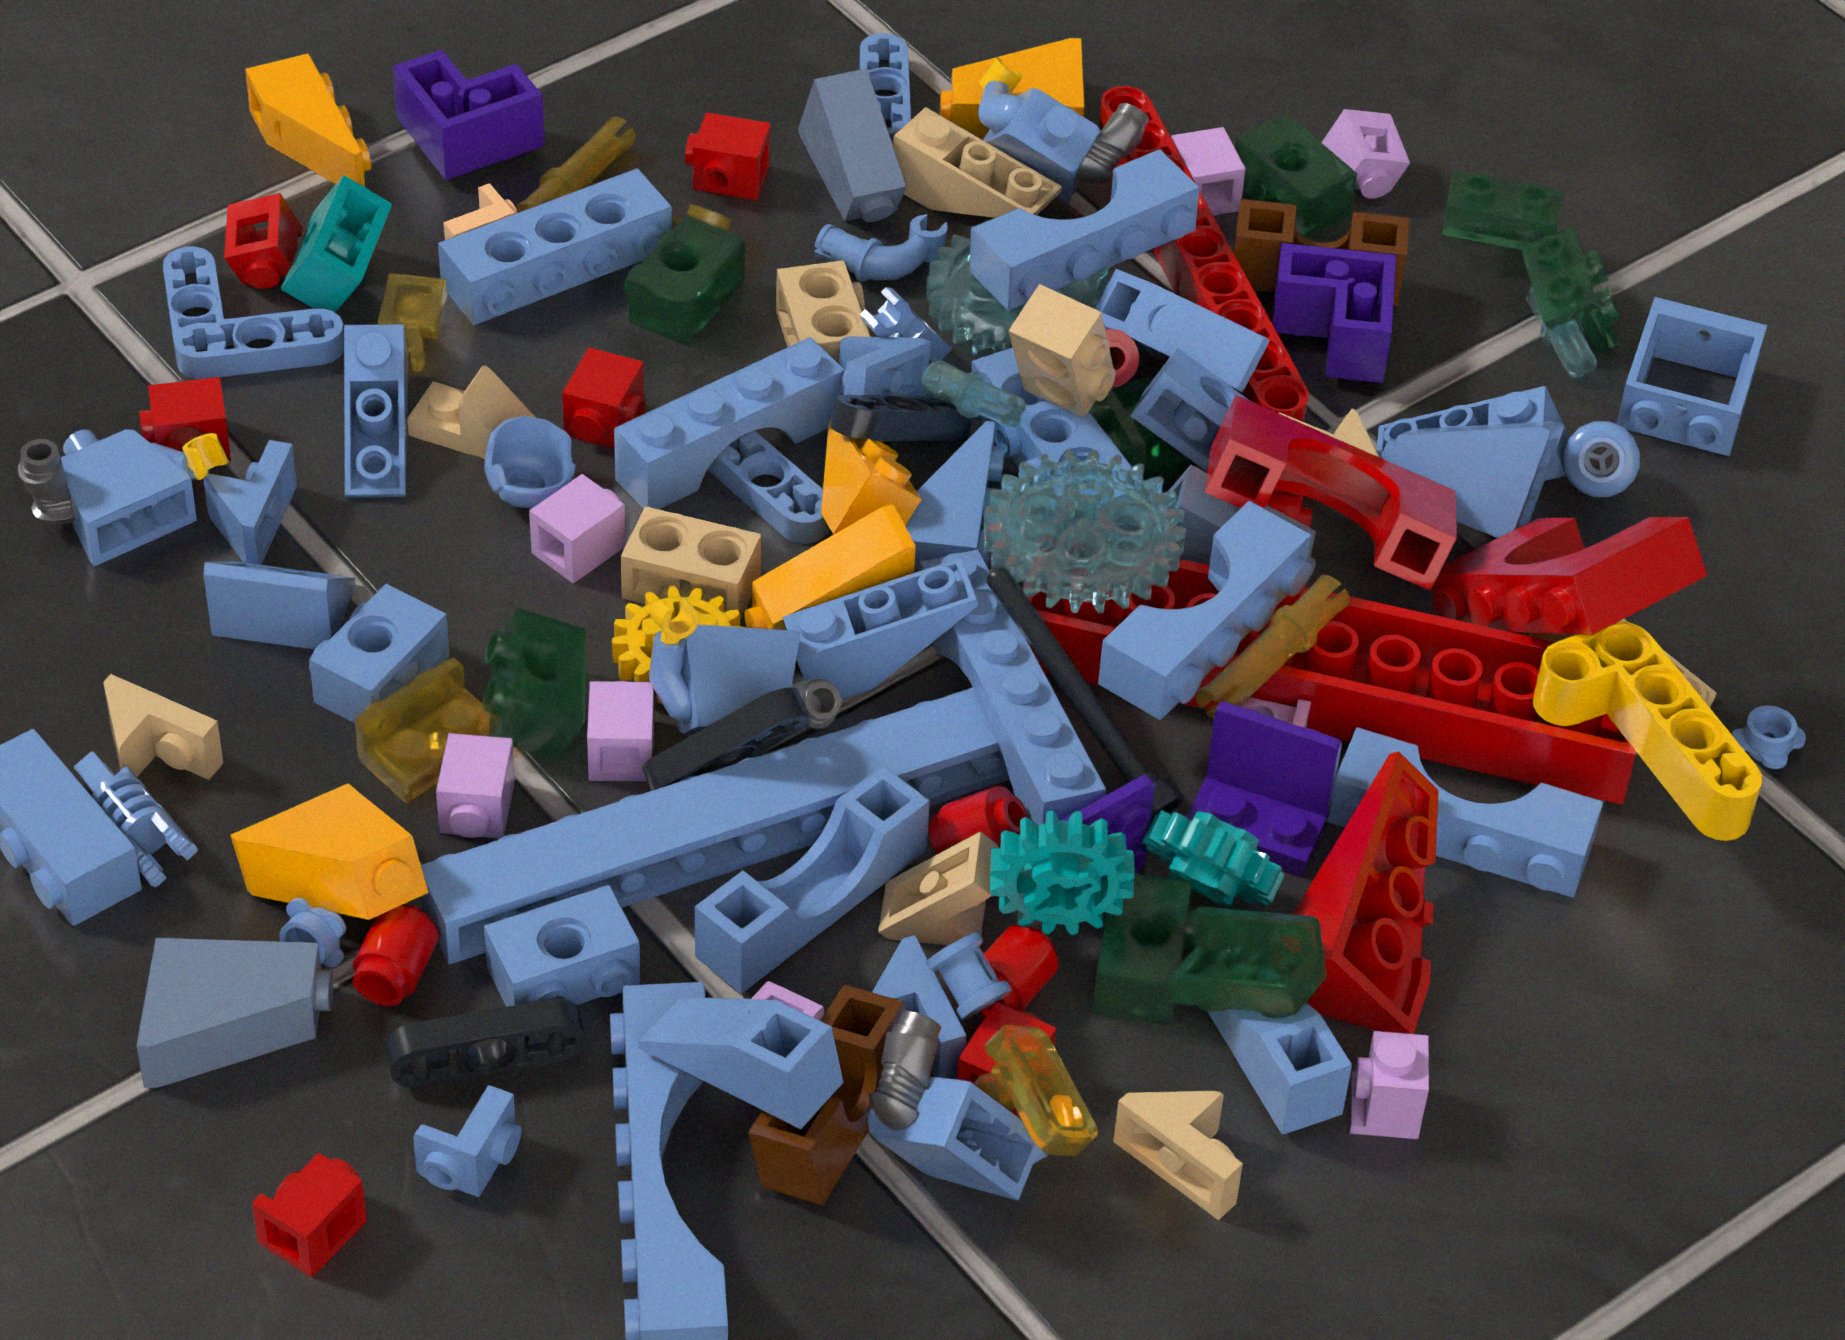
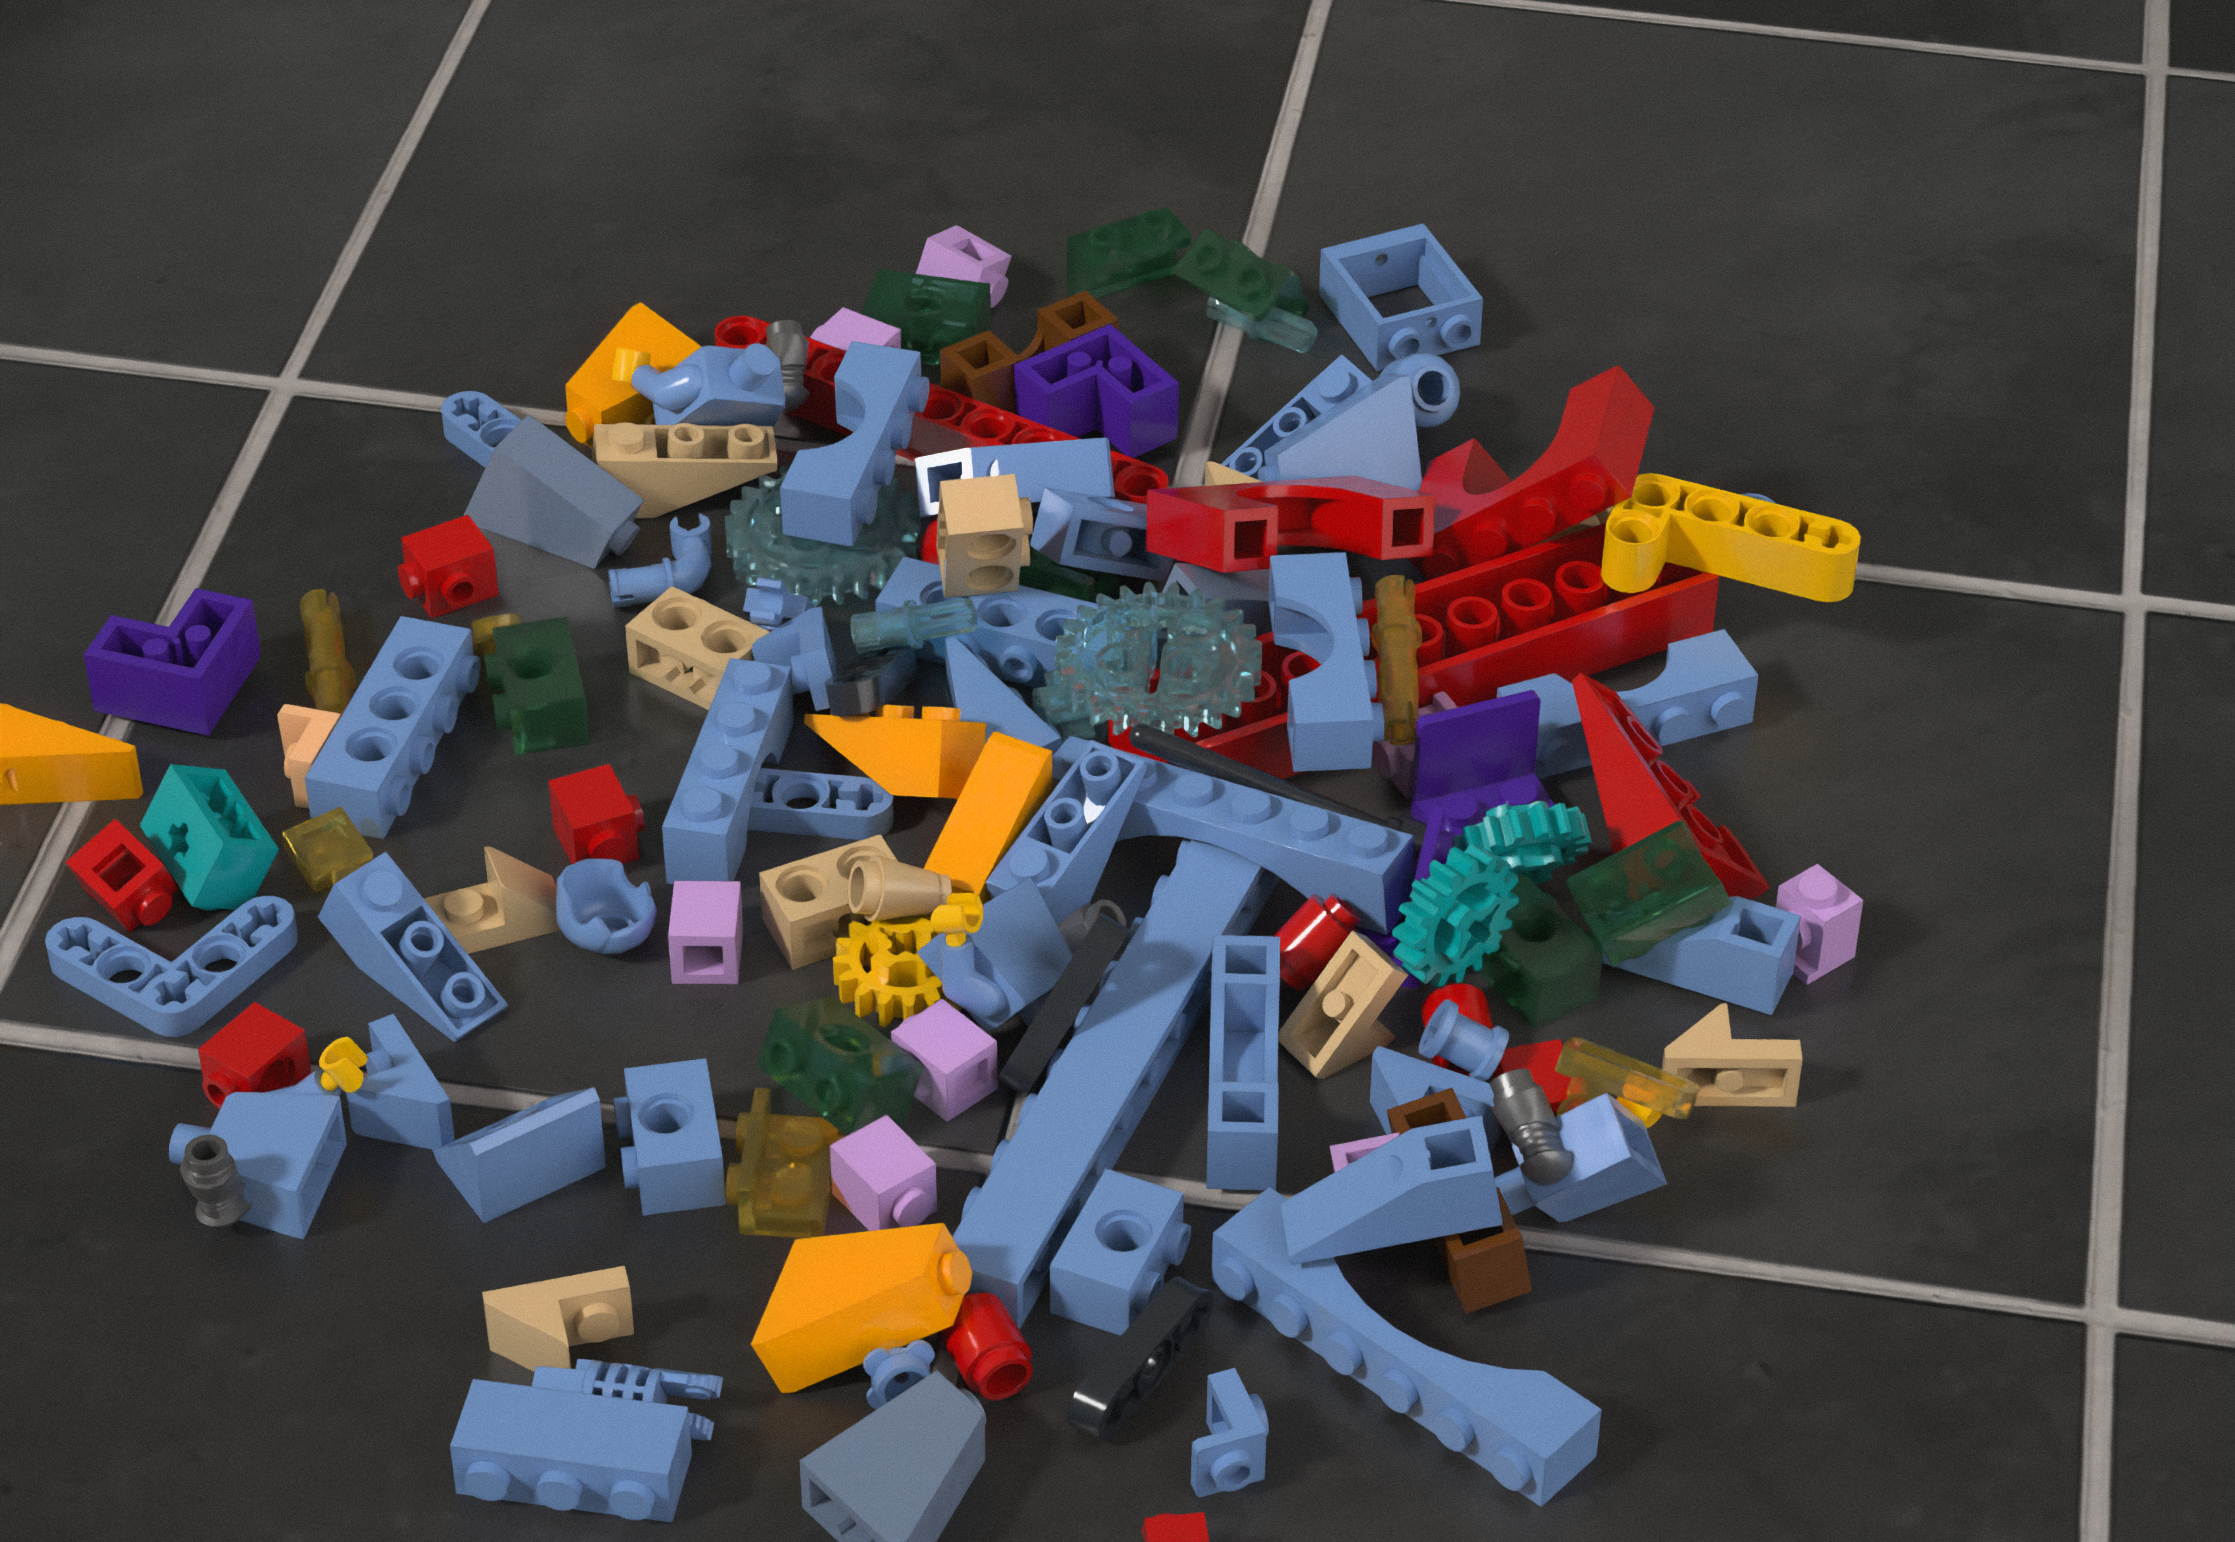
camera: 40 degrees left, 5 degrees down
(709, 580) = (895, 889): none -> tan cone

